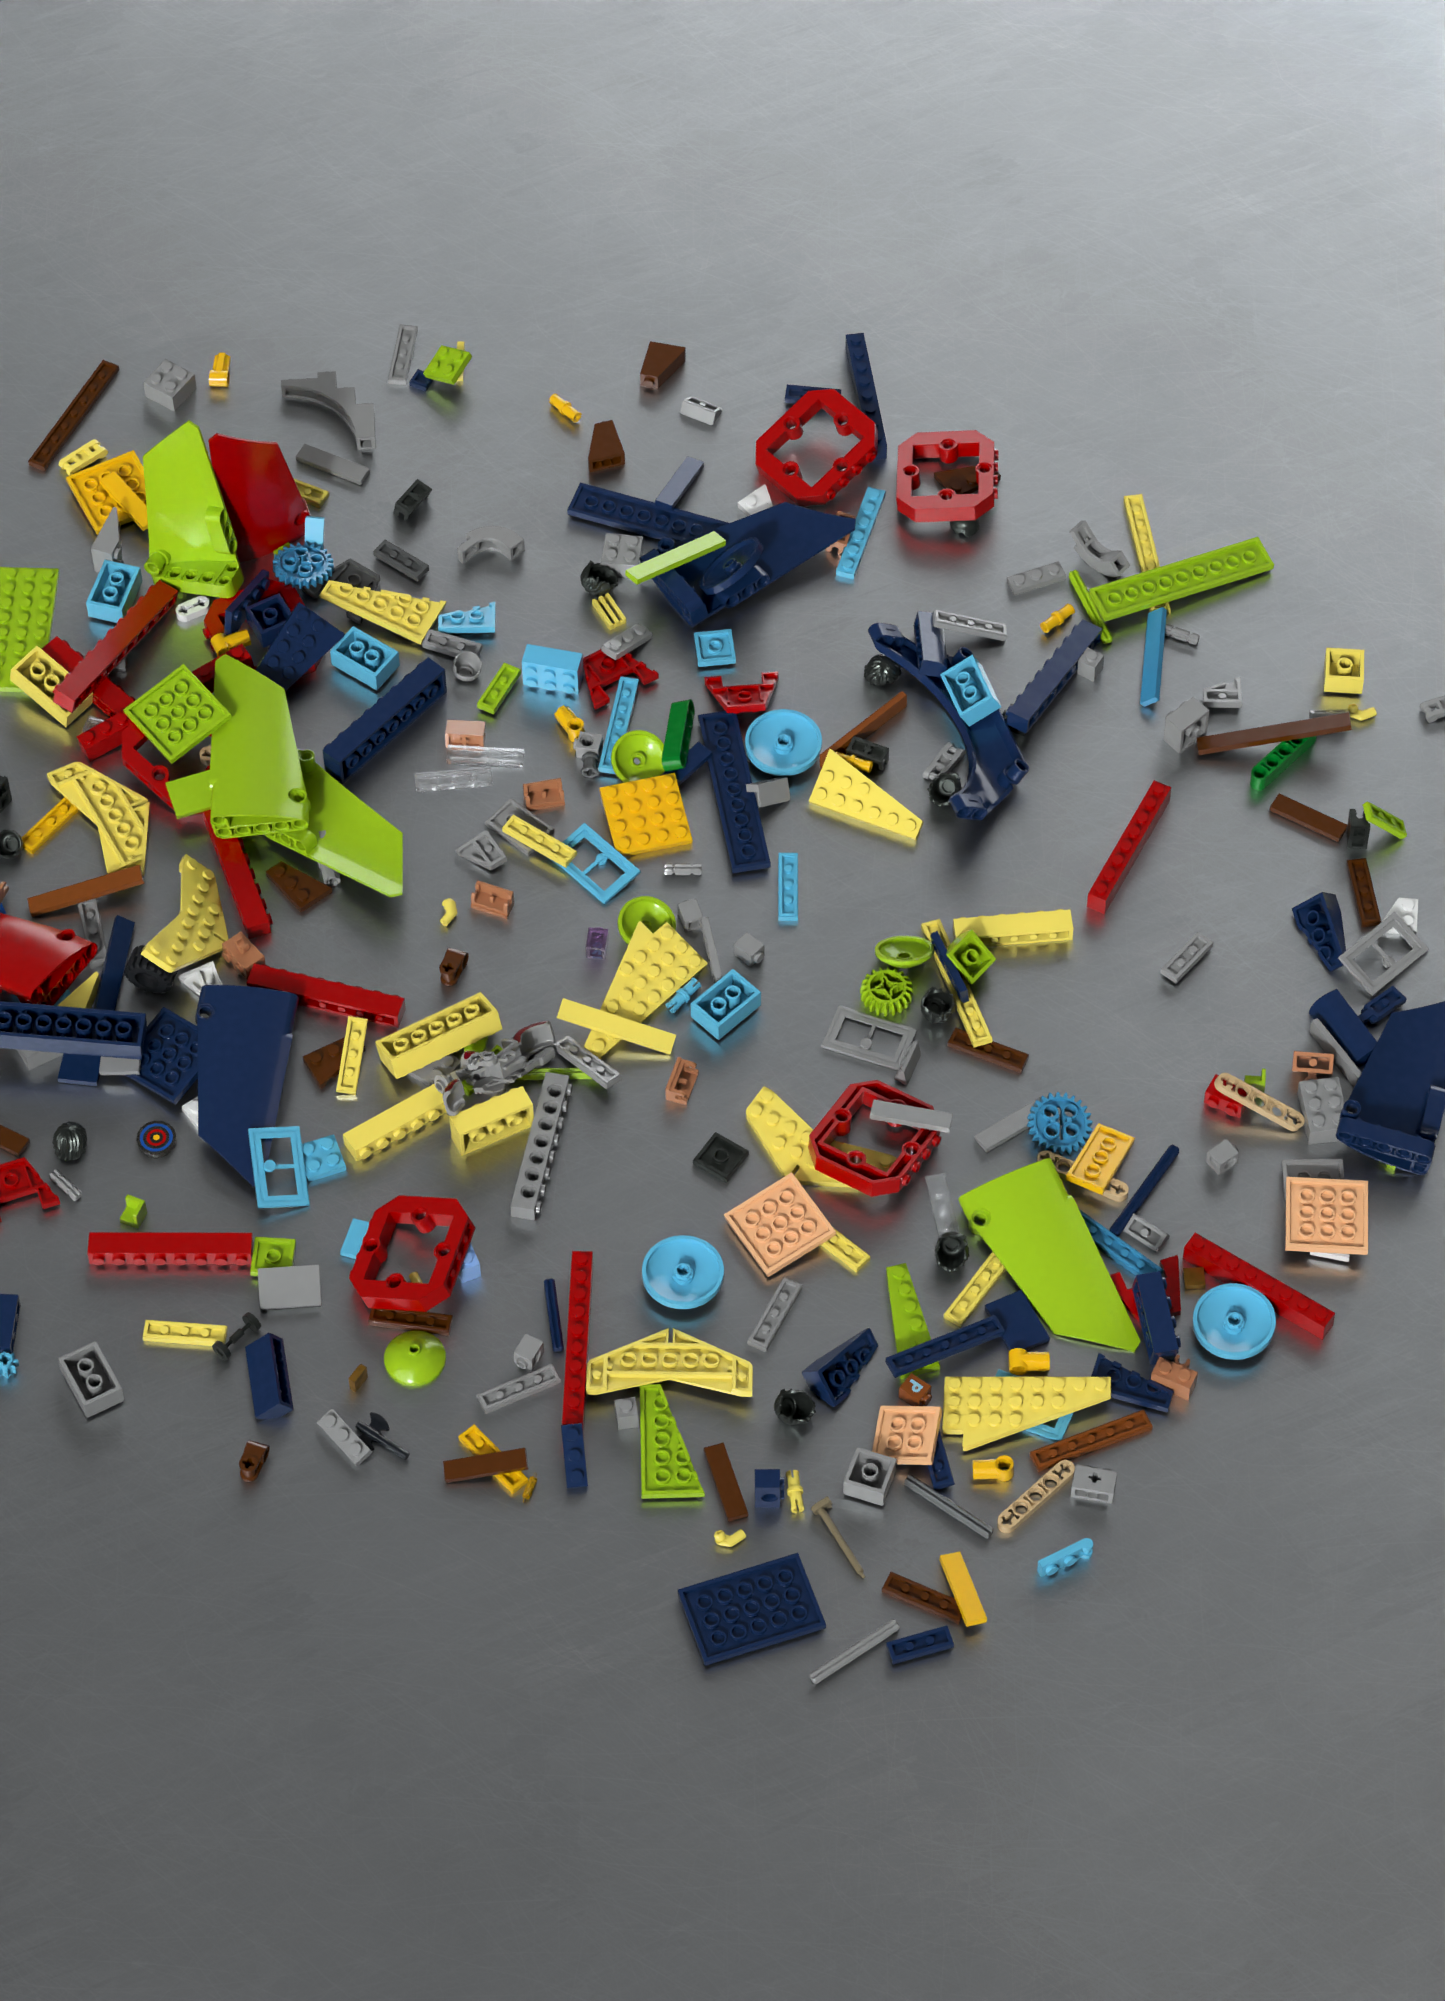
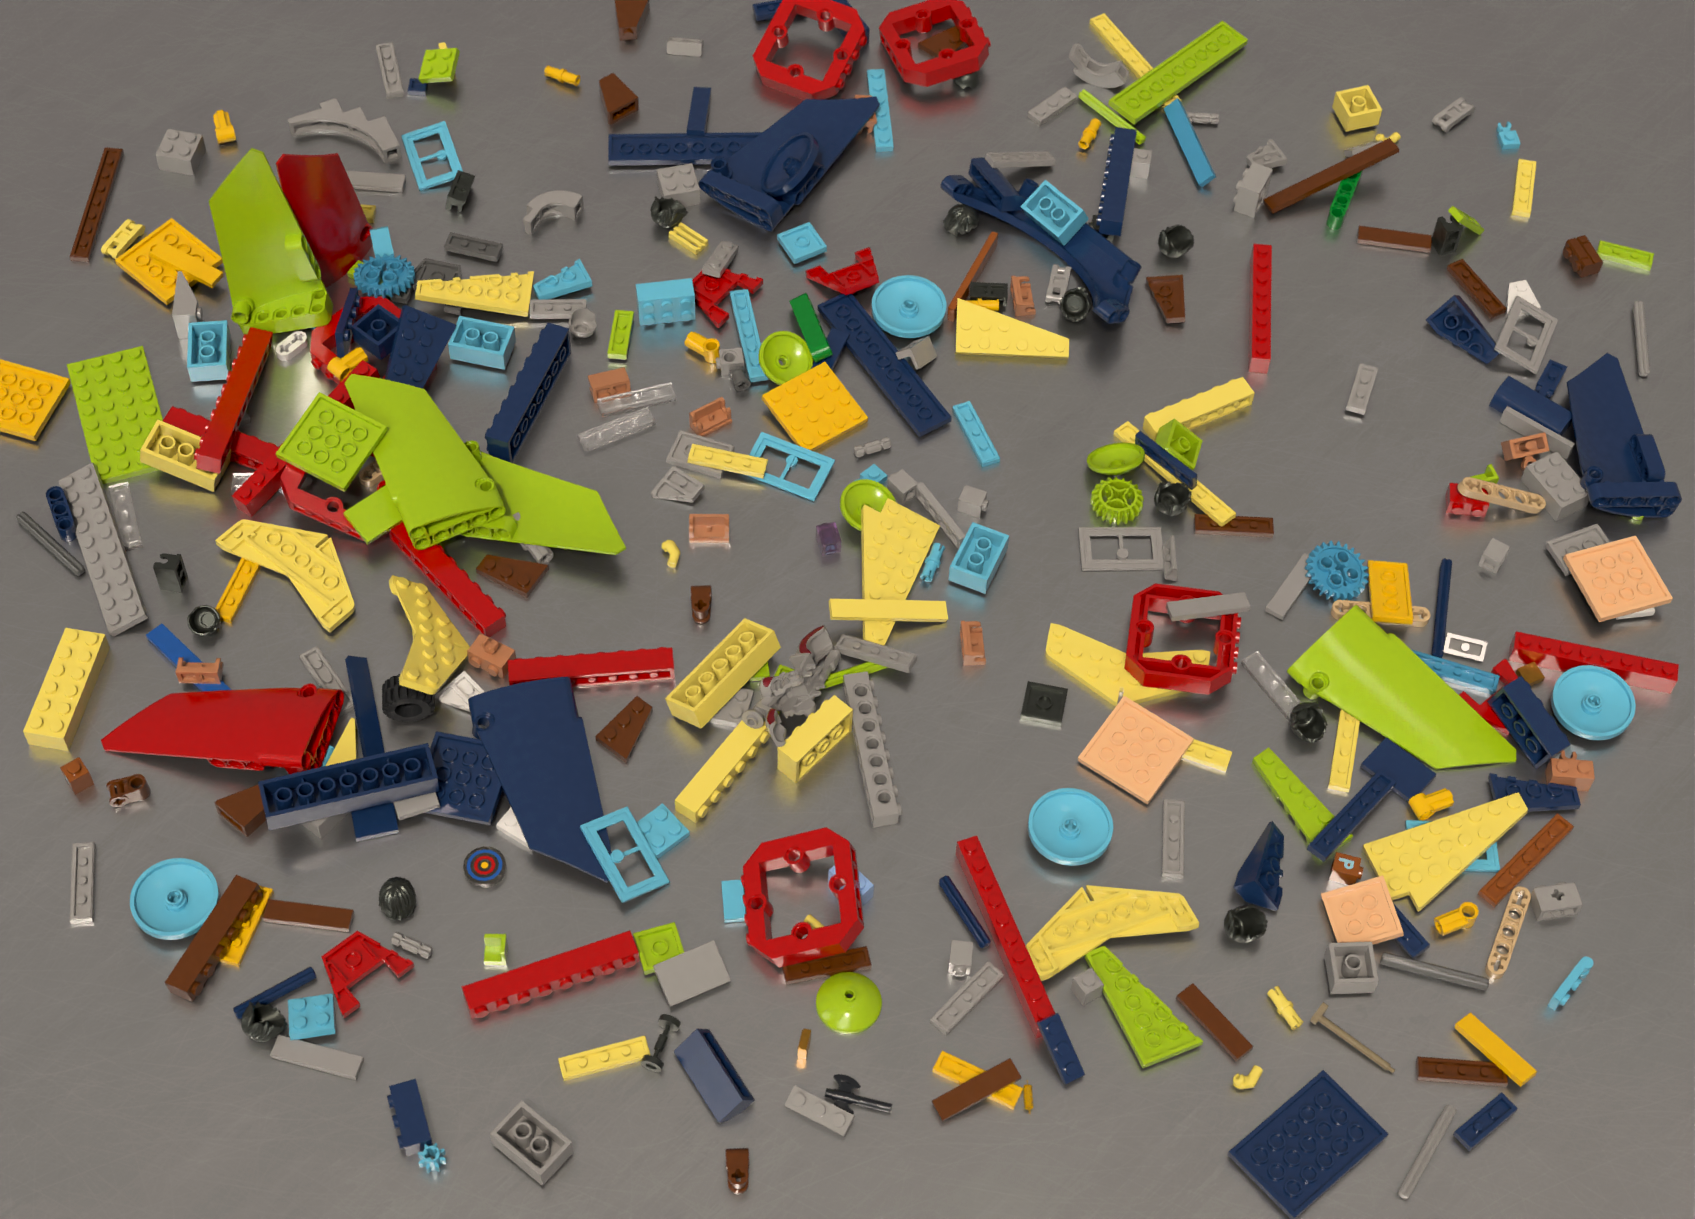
camera: 25 degrees left, 0 degrees up
(85, 890) = (304, 642): dark orange tile -> none
(352, 1055) = (645, 719): light yellow tile -> none
(420, 457) = (449, 152): none -> medium azure door
(669, 896) = (873, 473): none -> medium azure plate
(675, 557) = (734, 172): lime tile -> none
(756, 501) = (774, 109): white wing -> none
(768, 1488) = (1264, 1014): dark blue brick -> none
(901, 765) = (1022, 296): none -> nougat hinge
(1047, 808) = (1169, 296): none -> reddish brown wing
(1079, 754) = (1175, 241): none -> pearl dark grey hair

